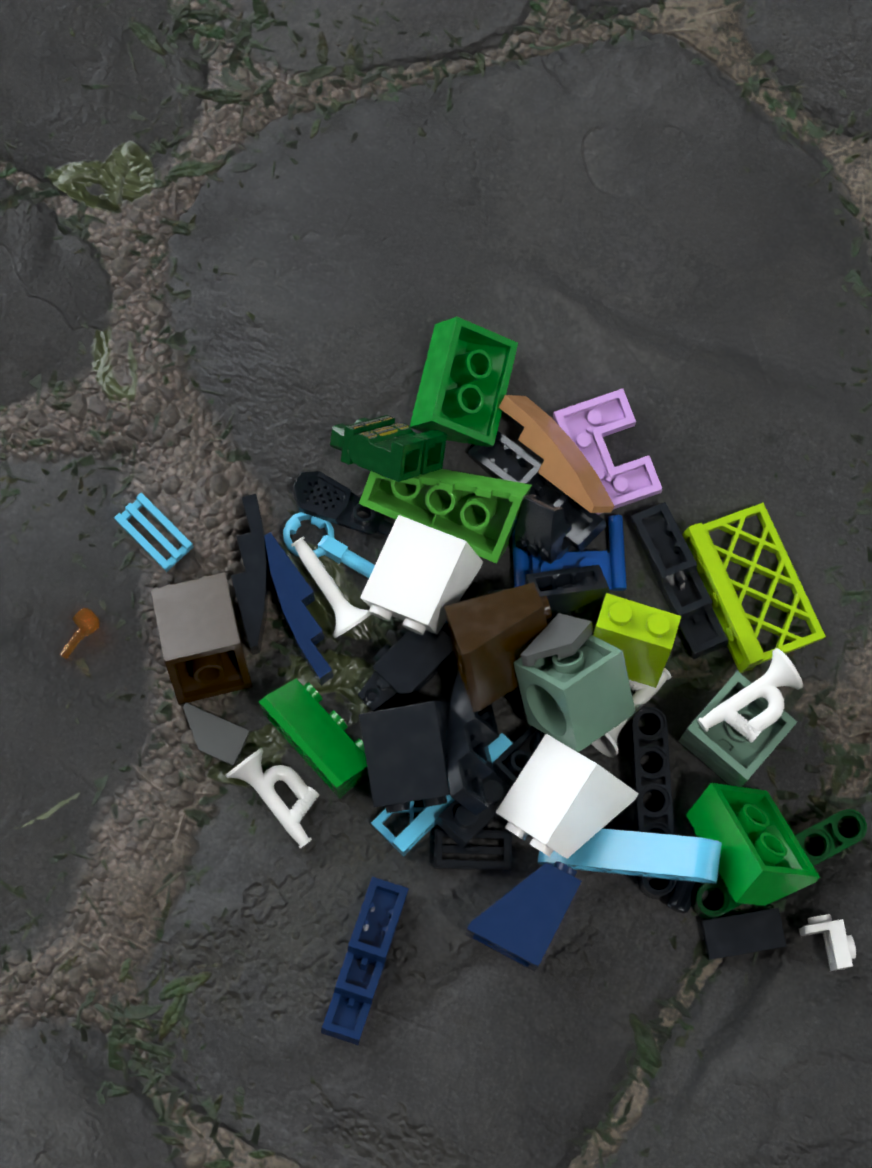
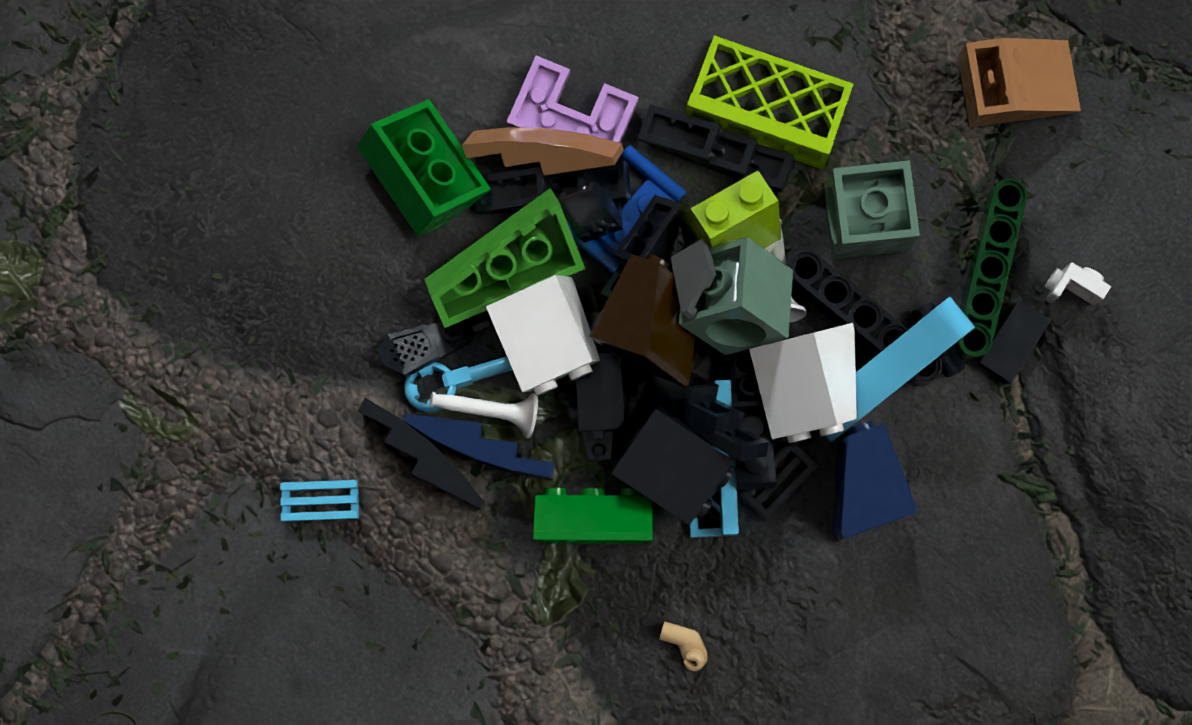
camera: 45 degrees left, 5 degrees up
(87, 624) = (344, 613): clear orange hand -> none
(201, 638) = (436, 537): slope -> none
(216, 736) = (520, 593): dark grey tile -> none
(251, 772) = (572, 591): white piece -> none
(290, 893) = (689, 644): none -> tan arm
(364, 961) = (789, 633): dark blue slope -> none
(389, 447) = (423, 266): dark green hips -> none
(758, 849) = (977, 274): green slope -> none
(779, 674) = (865, 138): white piece -> none

